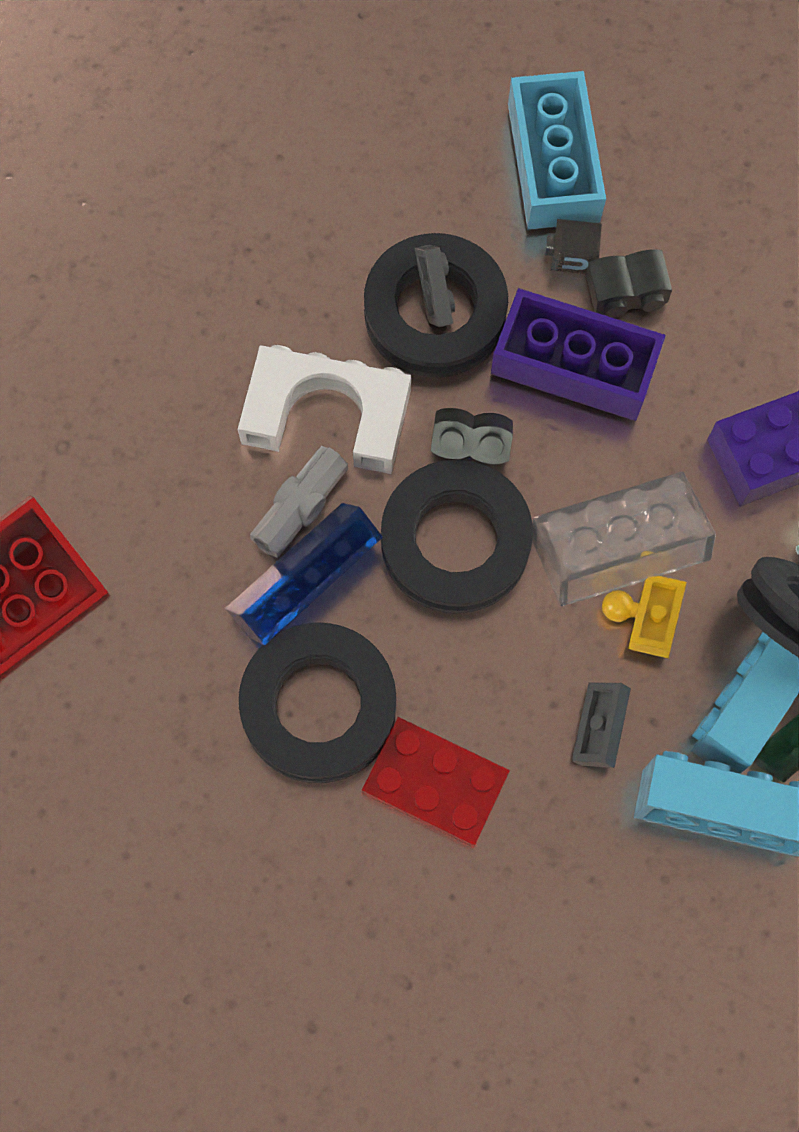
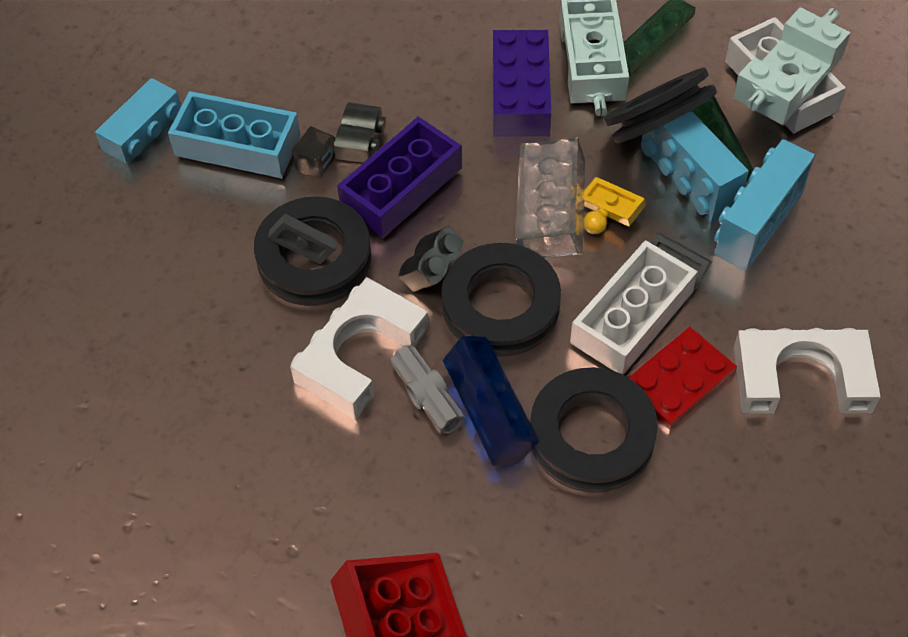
camera: 65 degrees left, 15 degrees down
(501, 692) = (633, 307): none -> white brick
(503, 869) = (842, 352): none -> white arch
(532, 42) = (138, 121): none -> medium azure brick

